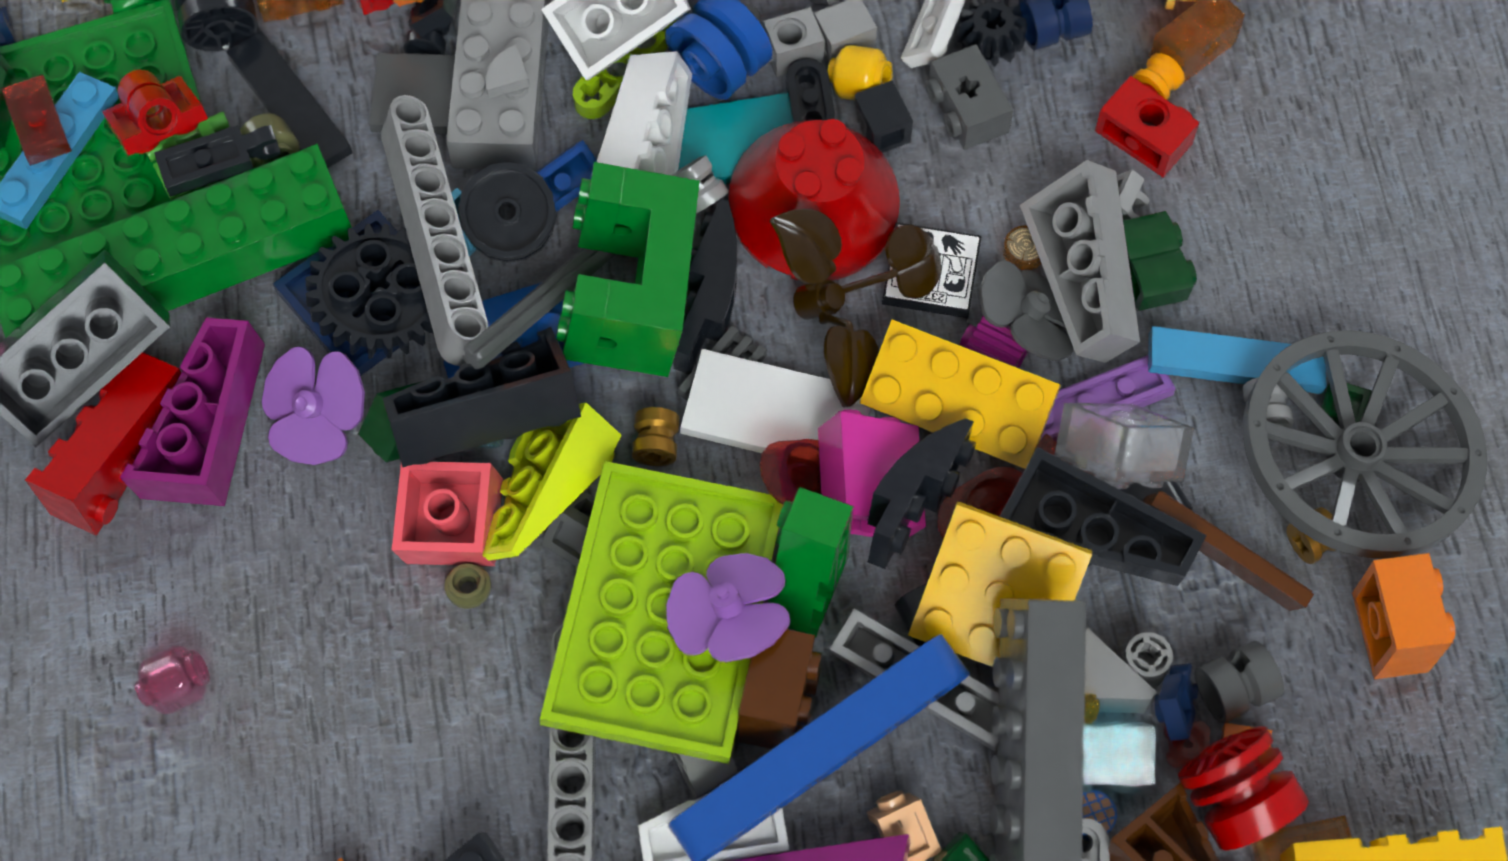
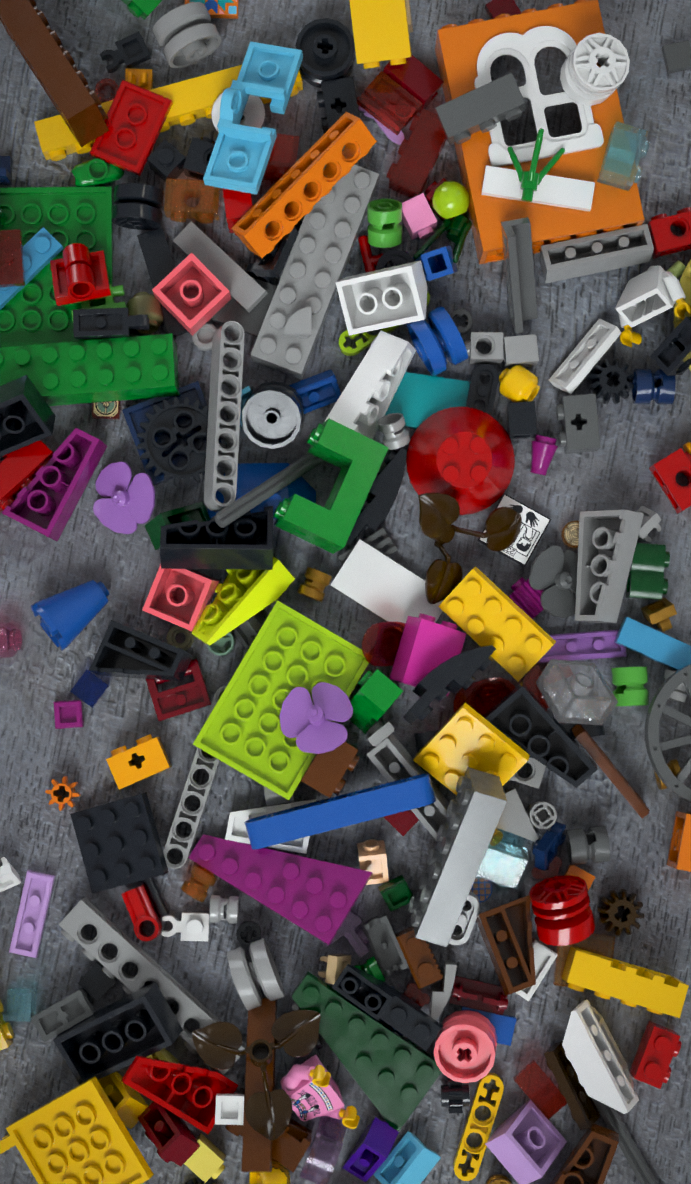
camera: 15 degrees right, 20 degrees up
(249, 296) = (106, 410): none -> tile
(272, 598) = (70, 611): none -> blue cone
(319, 764) = (68, 714): none -> magenta tile
(331, 89) = (192, 294): none -> coral brick
(342, 711) = (89, 688): none -> clear blue tile
(364, 53) = (229, 273): none -> light grey tile
(369, 155) = (203, 337): none -> light grey tile
(408, 622) = (138, 655): none -> black wedge
(447, 819) = (126, 773): none -> light orange brick
(498, 675) = (181, 698): none -> dark red plate
(533, 560) = (223, 646): none -> sand green wheel
(838, 609) = (379, 732): none -> light grey plate
(924, 743) = (402, 821): none -> dark red plate
(931, 150) = (542, 454): none -> magenta cone
(1109, 594) = (535, 776): none -> light grey brick
(1199, 312) = (659, 613): none -> pearl gold tile
(1202, 409) = (630, 686): none -> bright green wheel
(1348, 786) = (611, 909): none -> dark brown gear

